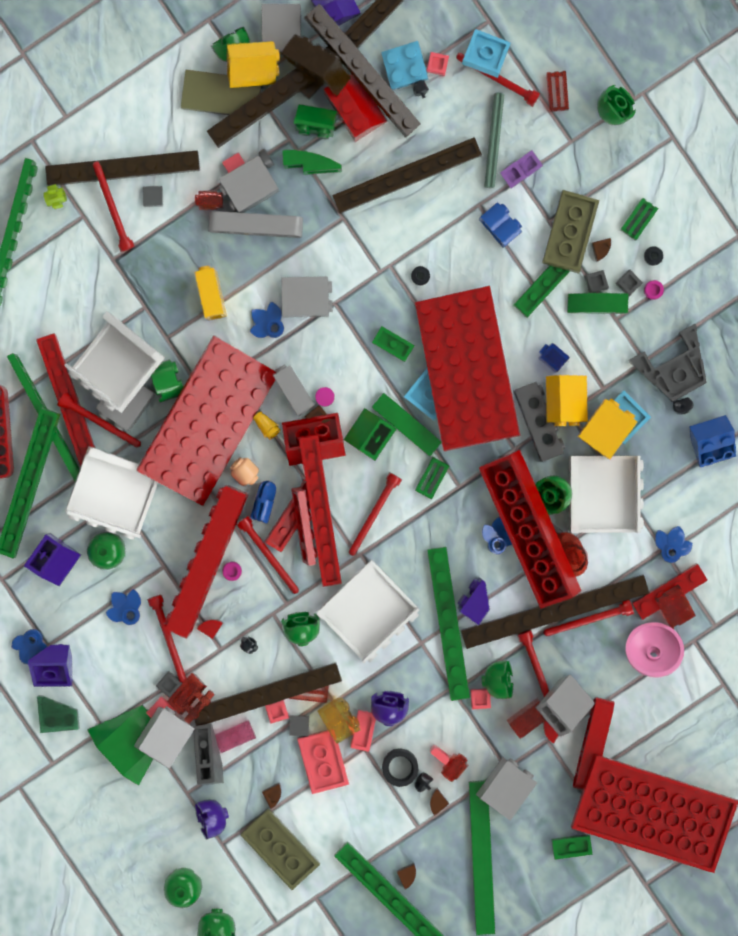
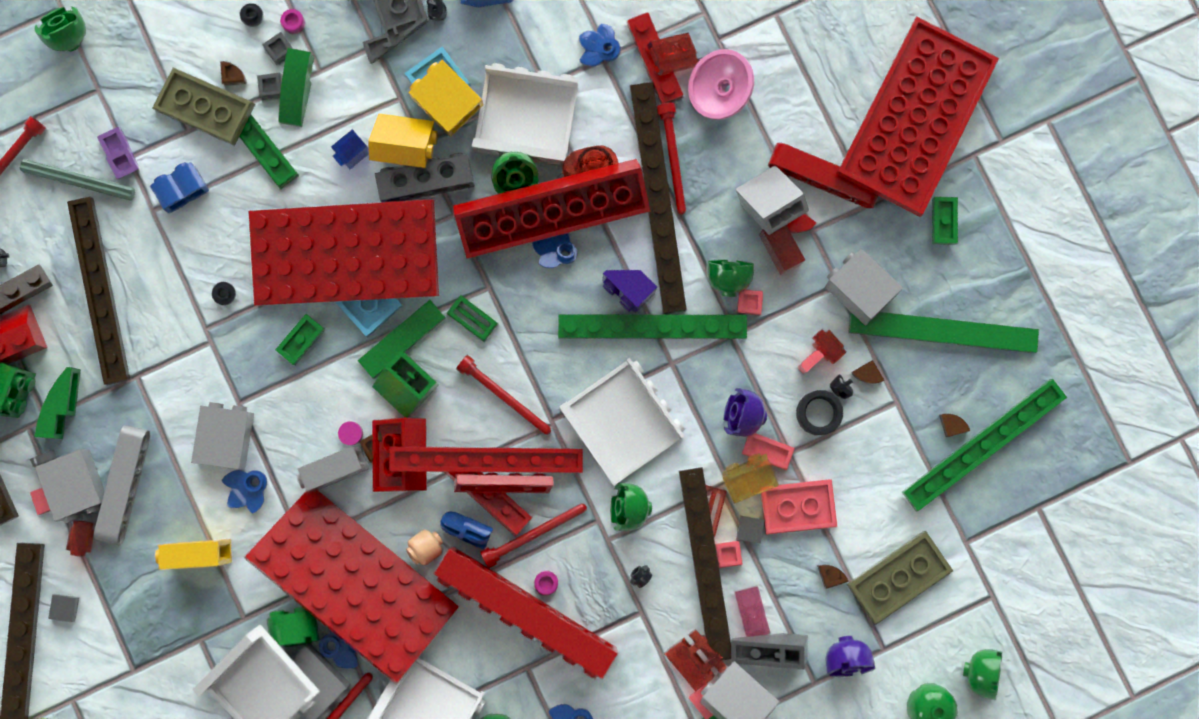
camera: 90 degrees left, 5 degrees down
(124, 242) = (114, 652): red piece -> none
(152, 421) = (342, 655): none -> blue plate
(157, 603) = (571, 684): red piece -> none
(169, 684) = (674, 685): dark grey tile -> none
(210, 627) = (612, 621): red tile -> none
(266, 425) = (373, 510): yellow cone -> none
(526, 639) = (684, 235): red piece -> none
(565, 91) = (33, 87): clear red tile -> none
(648, 206) = (192, 12): green tile -> none

